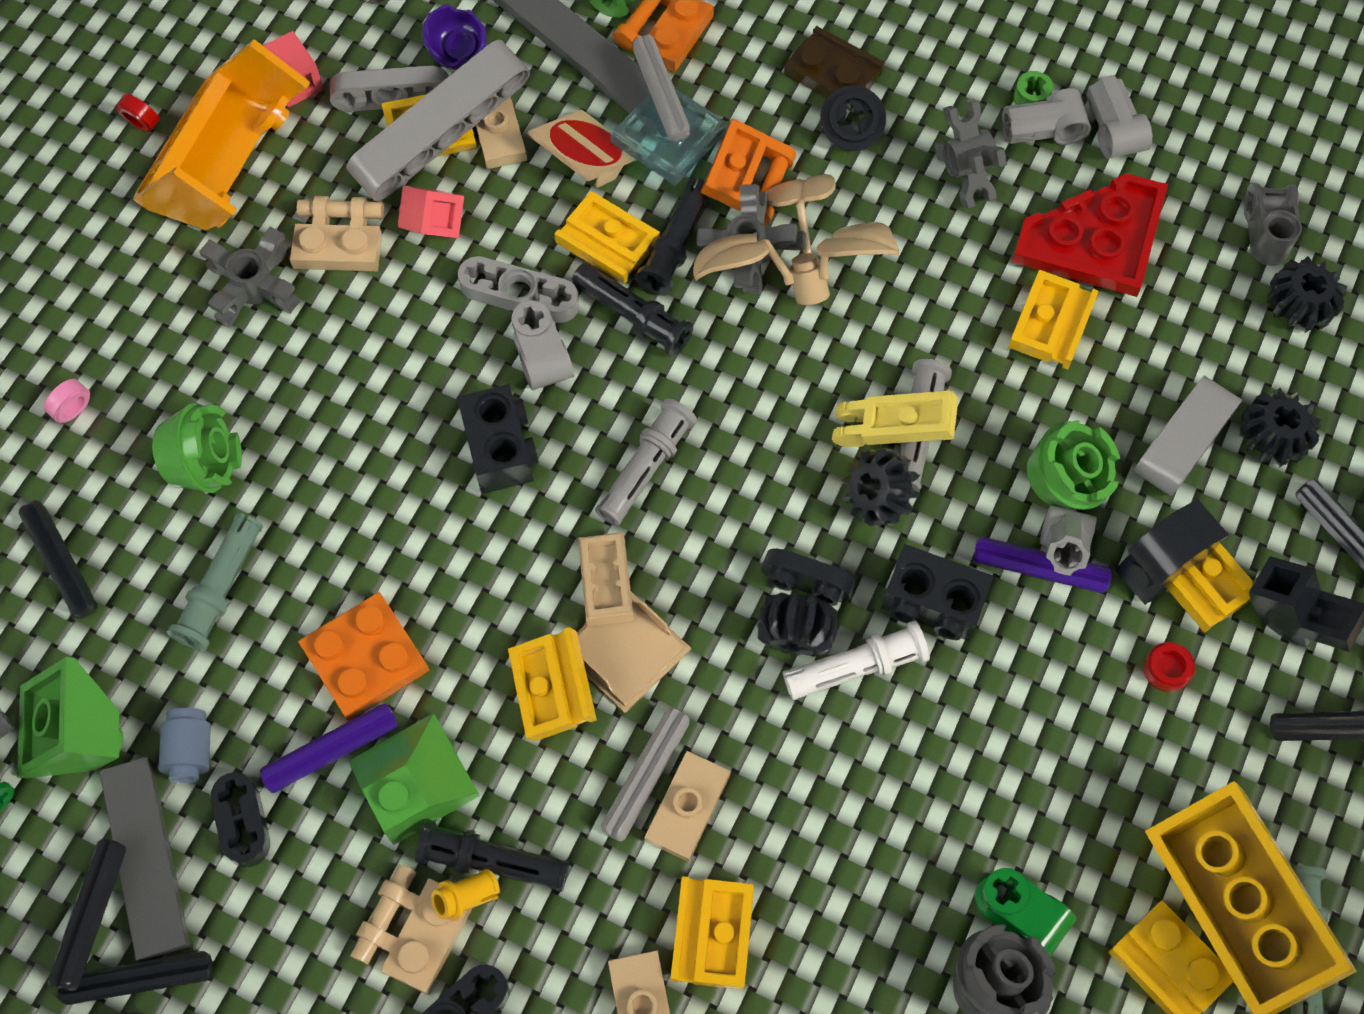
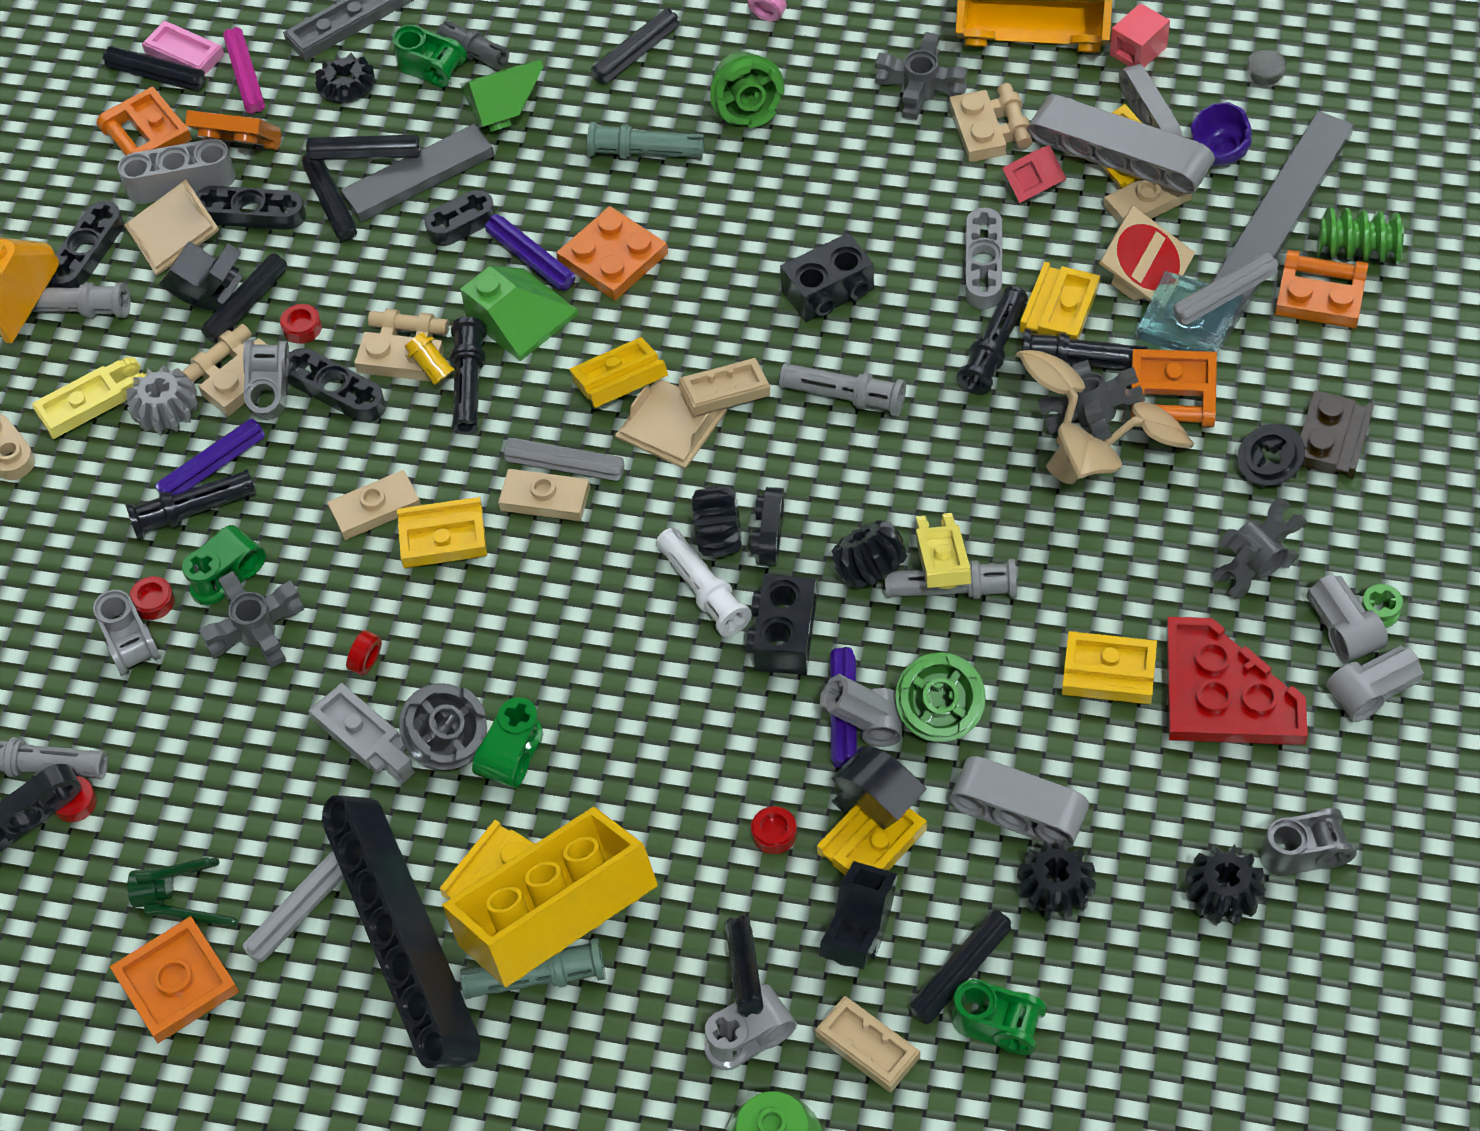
camera: 80 degrees right, 10 degrees down
(184, 745) = (505, 163): sand blue brick -> none
(540, 349) = (925, 286): light grey piece -> none

